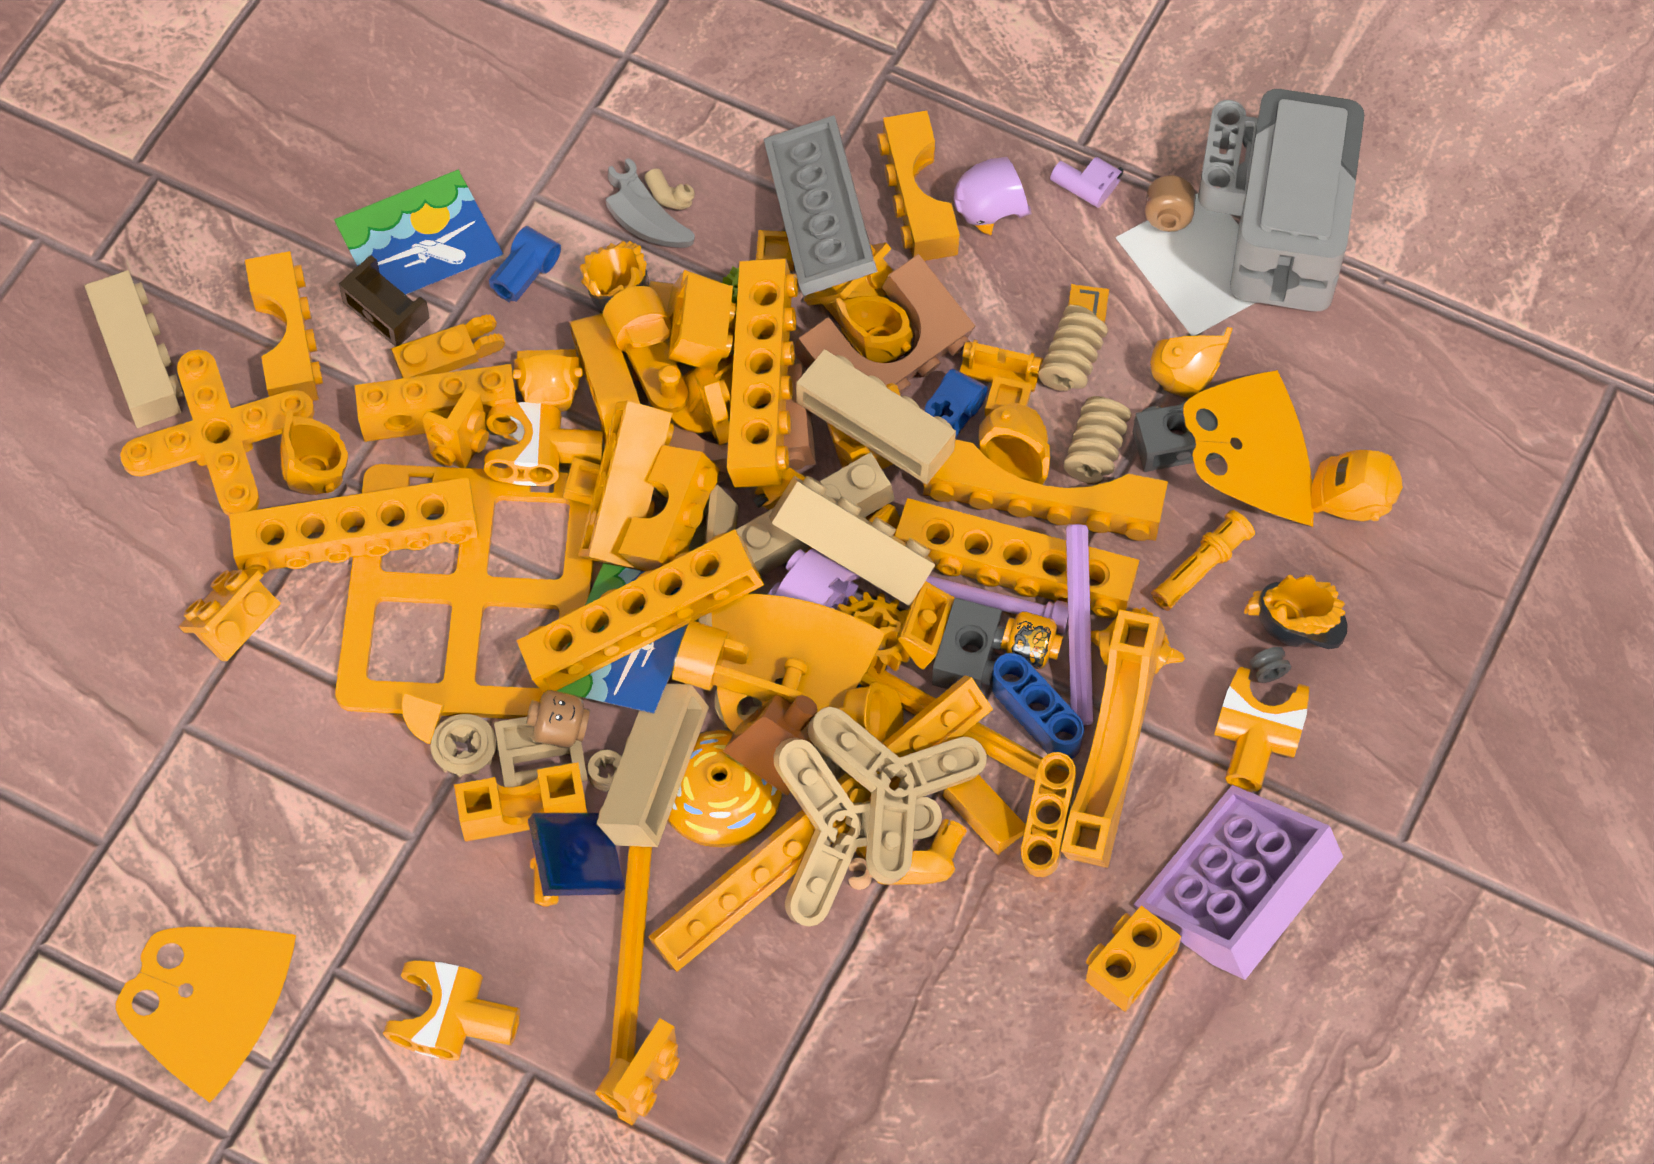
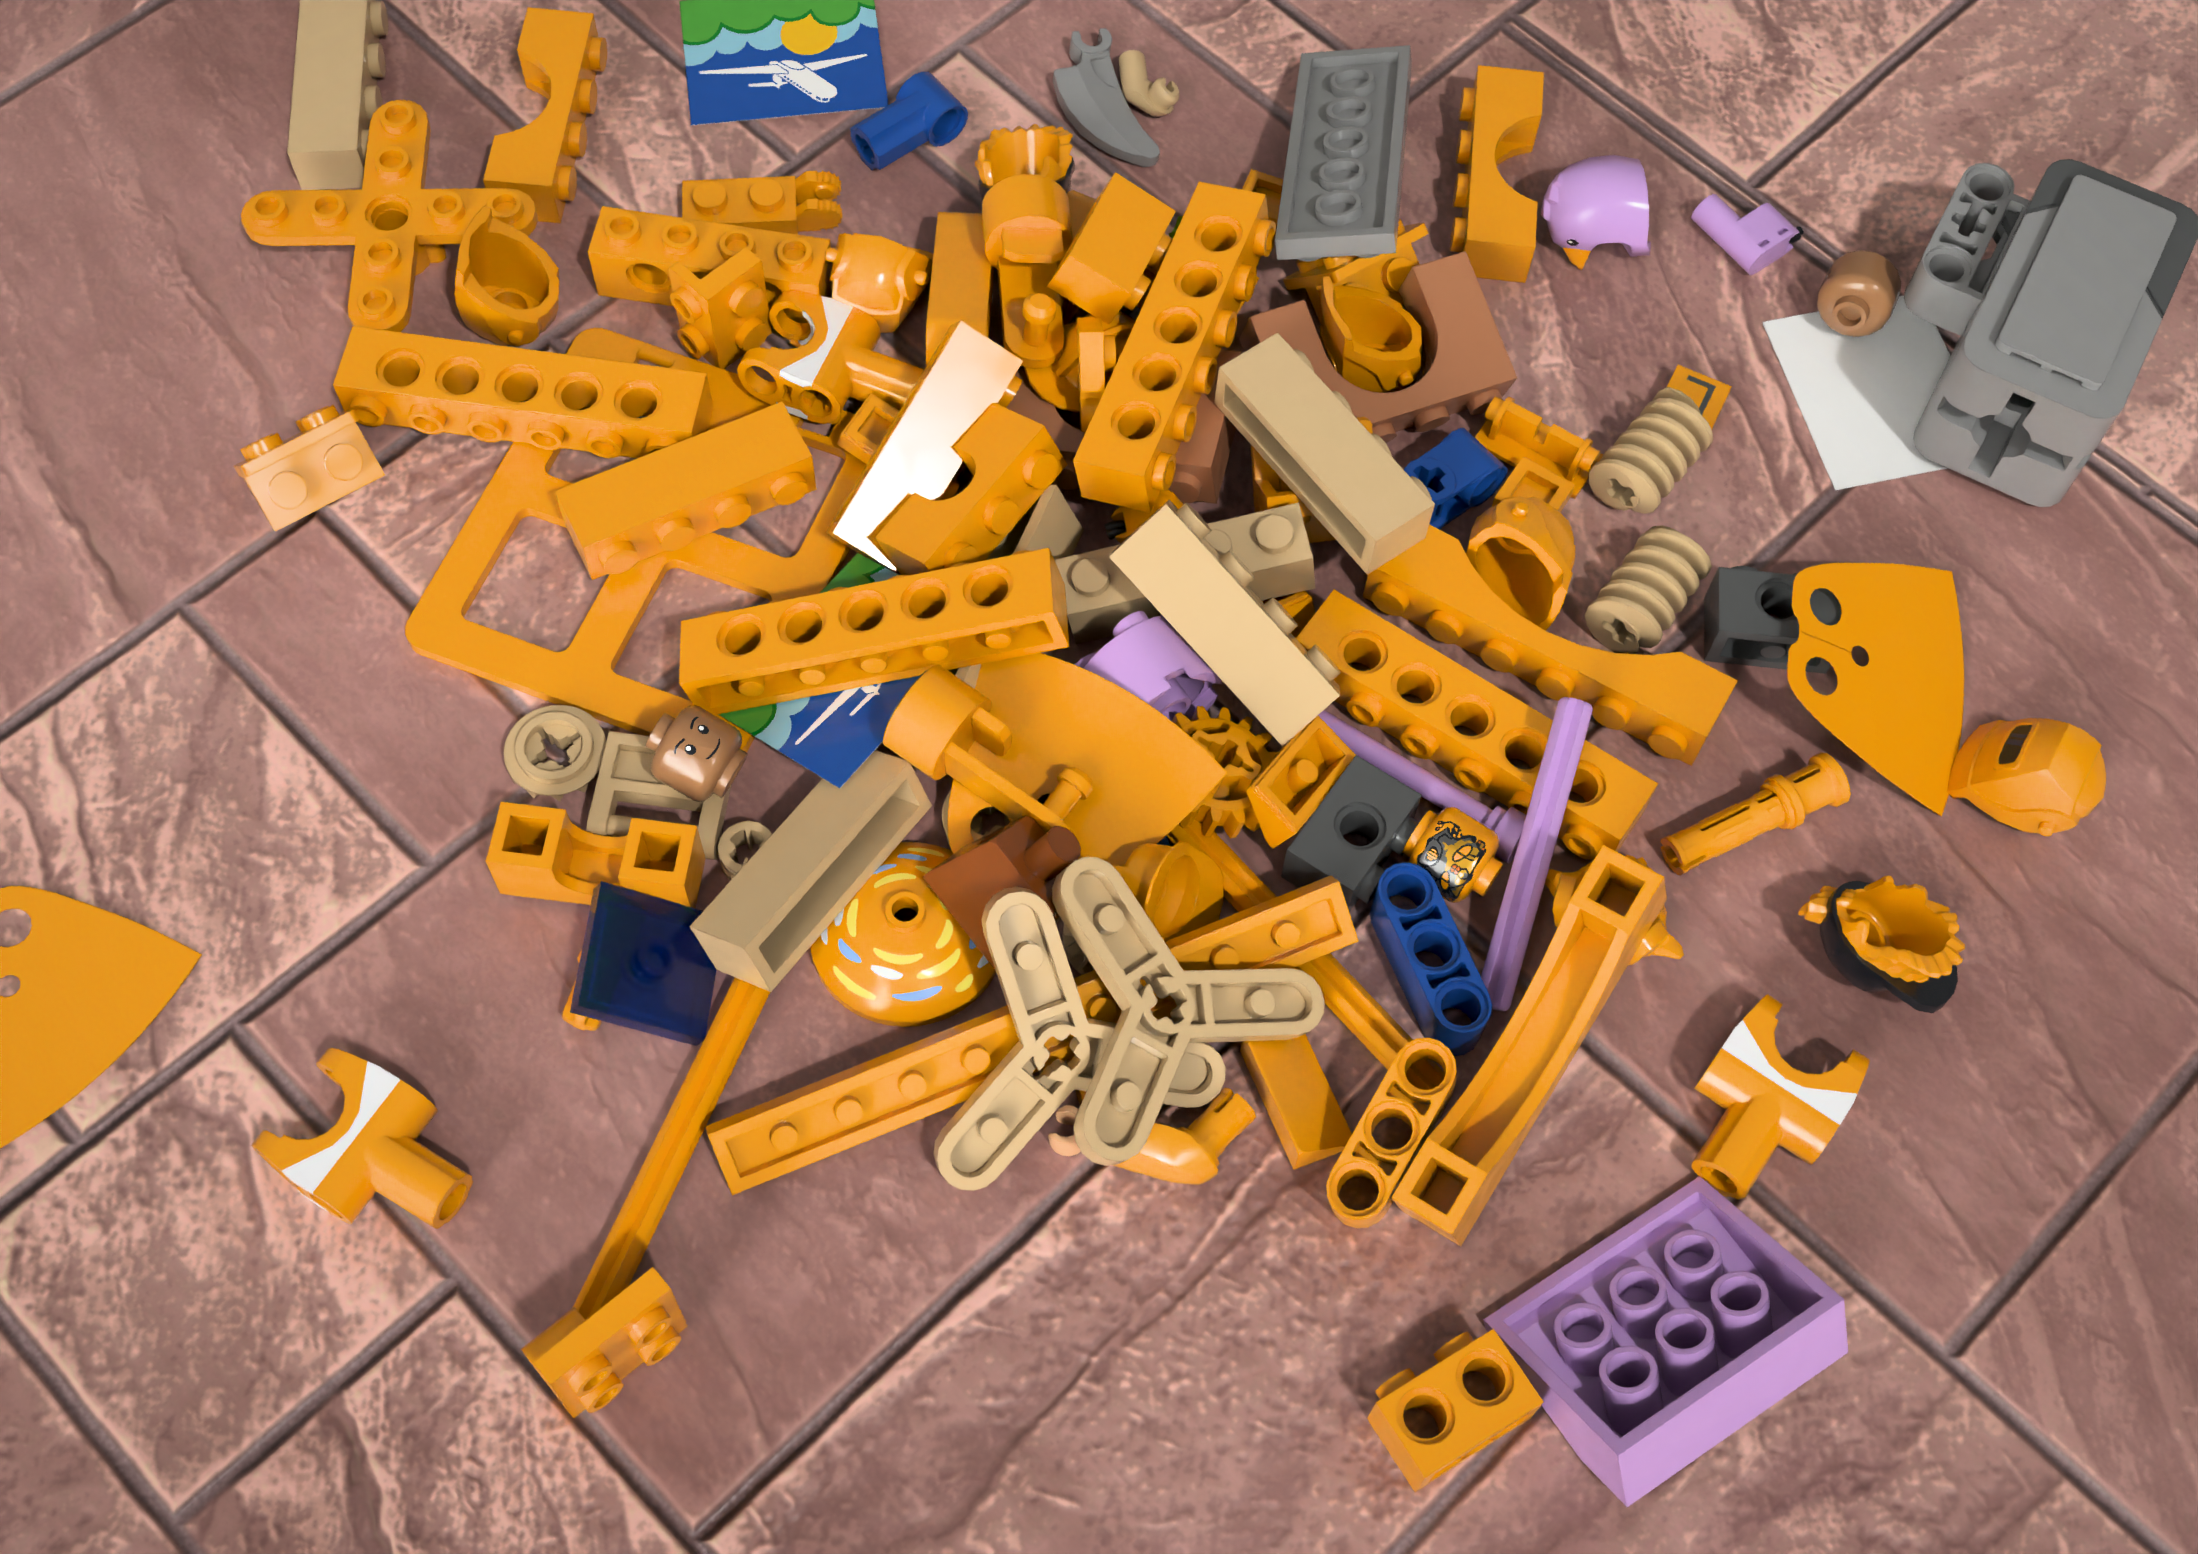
camera: 15 degrees right, 0 degrees up
(382, 303) = (694, 116): dark brown panel -> none
(421, 716) = (510, 690): light orange tile -> none
(482, 556) = (687, 490): none -> light orange brick
(1188, 362) = (1821, 516): light orange helmet -> none
(1270, 664) = (1816, 1006): dark grey bush -> none

